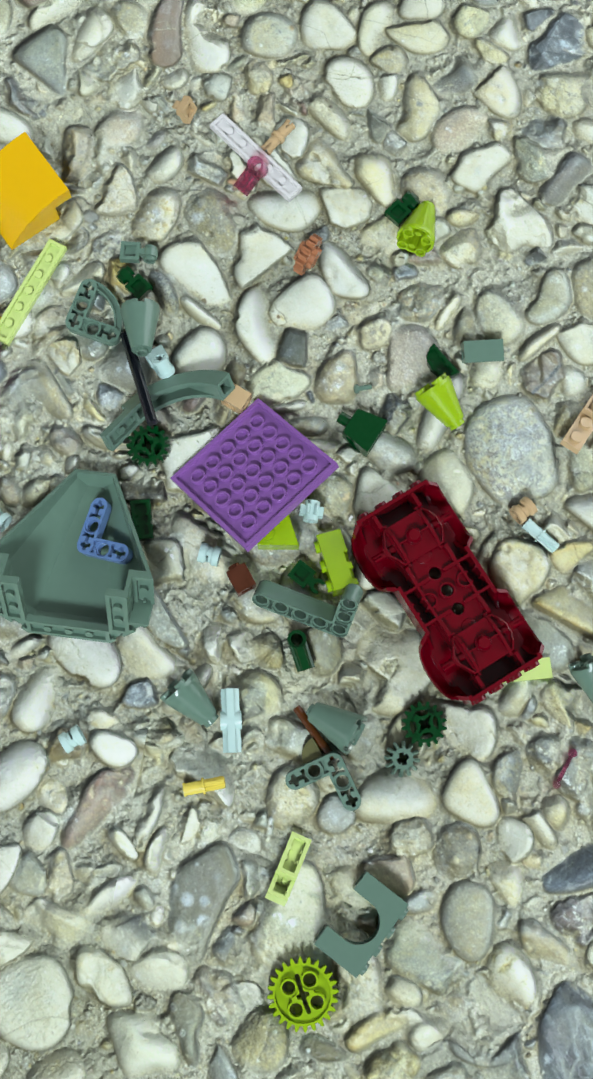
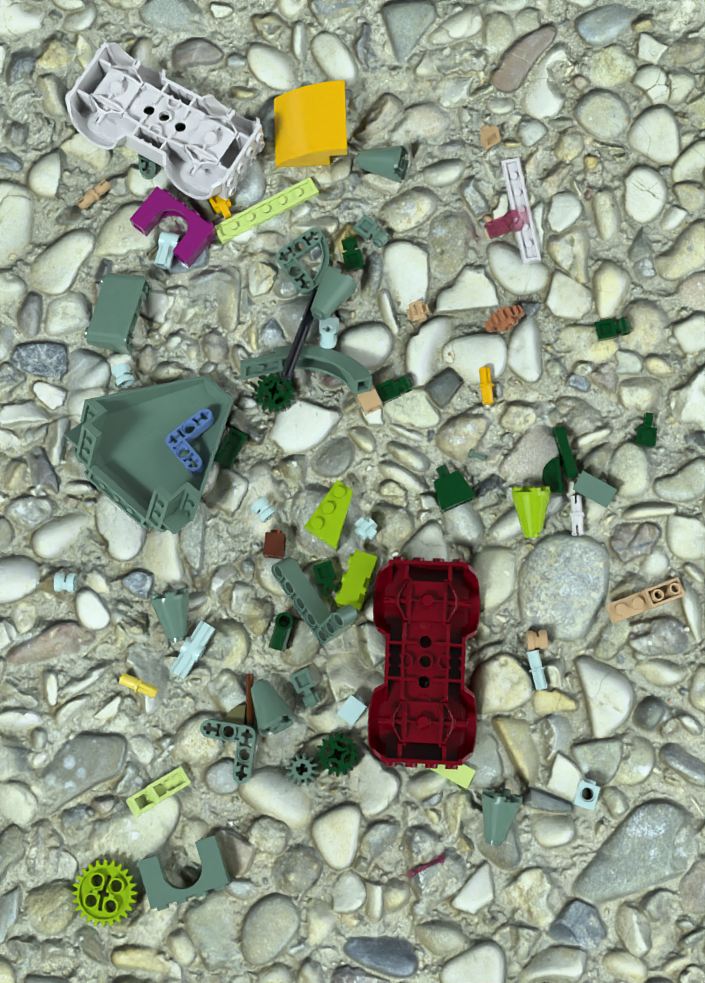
camera: 45 degrees right, 0 degrees up
(108, 184) = (385, 162): none -> sand green cone
(227, 296) = (417, 311): none -> tan gear
(249, 378) = (390, 391): none -> dark green plate
(254, 474) = (338, 469): medium lavender plate -> none
(278, 136) = (550, 205): tan pin -> none
(329, 323) = (486, 386): none -> yellow axle
(349, 682) = (303, 683): none -> sand green plate
(409, 676) = (352, 709): none -> light aqua brick
(418, 231) = (612, 354): lime cone -> none
(435, 336) = (565, 452): none -> dark green beam
(482, 383) = (576, 515): none -> white pin
(491, 279) = (646, 434): none -> dark green plate

